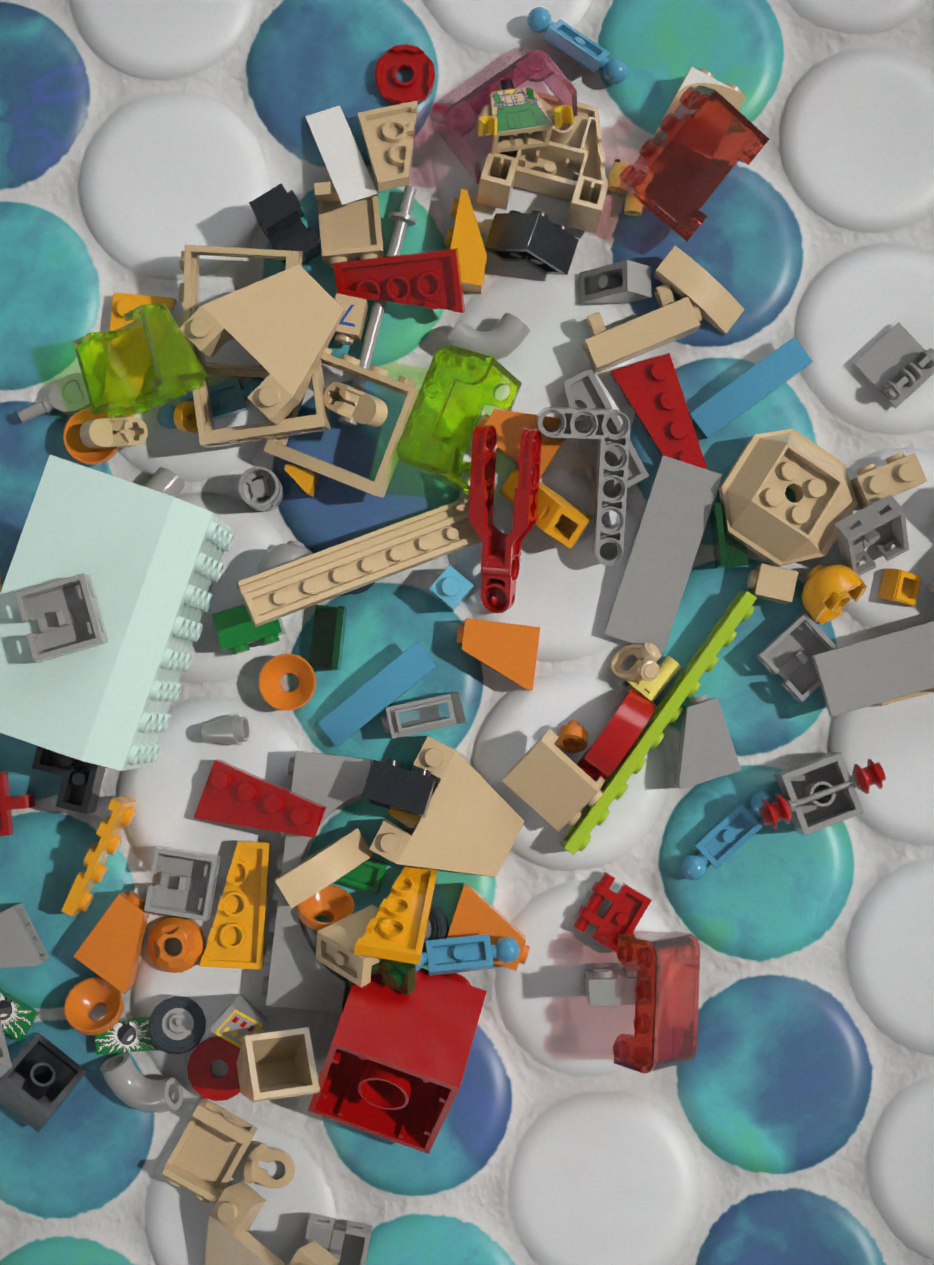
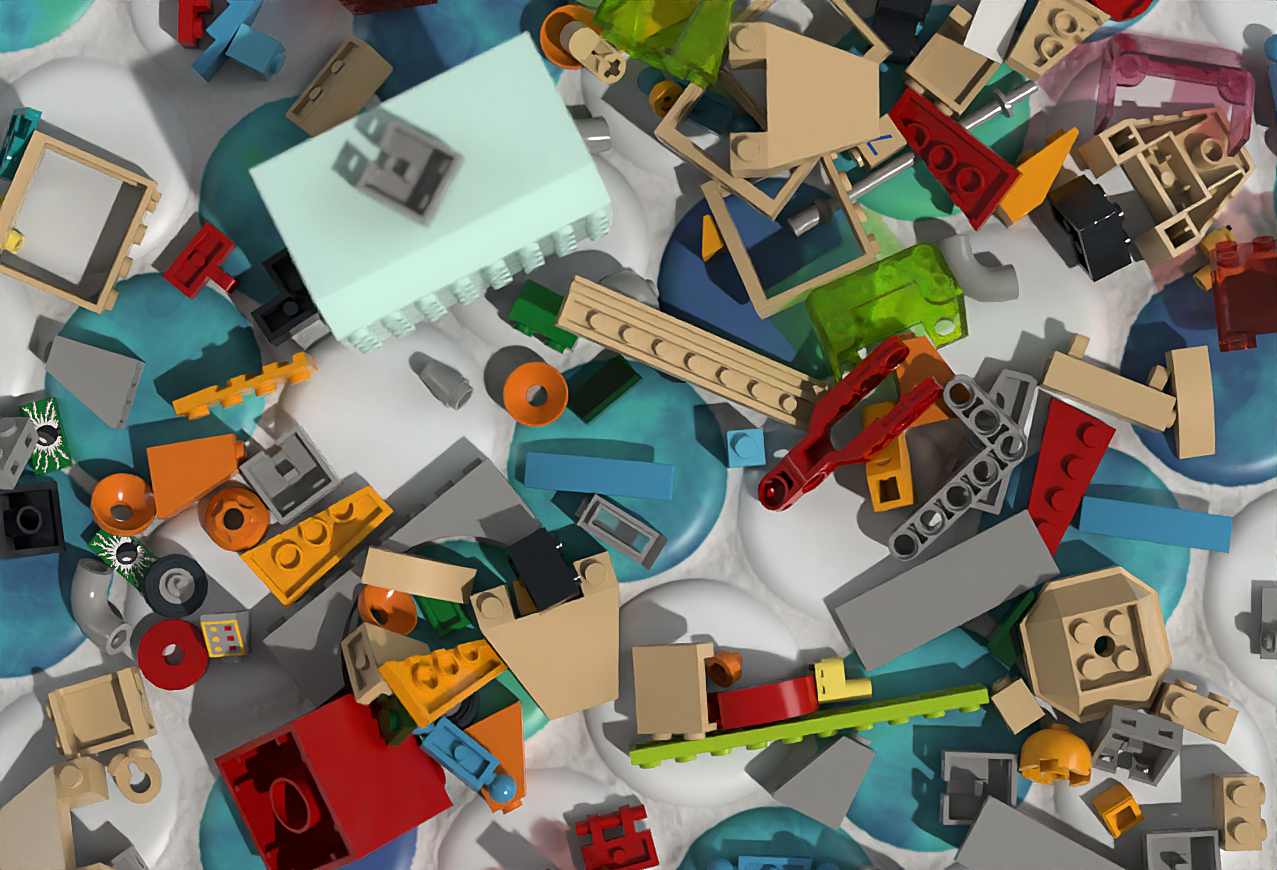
camera: 45 degrees right, 0 degrees up
(253, 802) = (411, 463): red wing -> none
(261, 489) = (668, 214): light grey wheel -> none
(277, 1065) = (226, 697): tan slope -> none
(368, 411) = (818, 238): tan piece -> none
(502, 647) = (739, 538): orange slope -> none
(519, 118) = (1179, 115): torso -> none
(615, 283) = (1127, 328): light grey slope -> none
(646, 670) = (840, 672): tan piece -> none

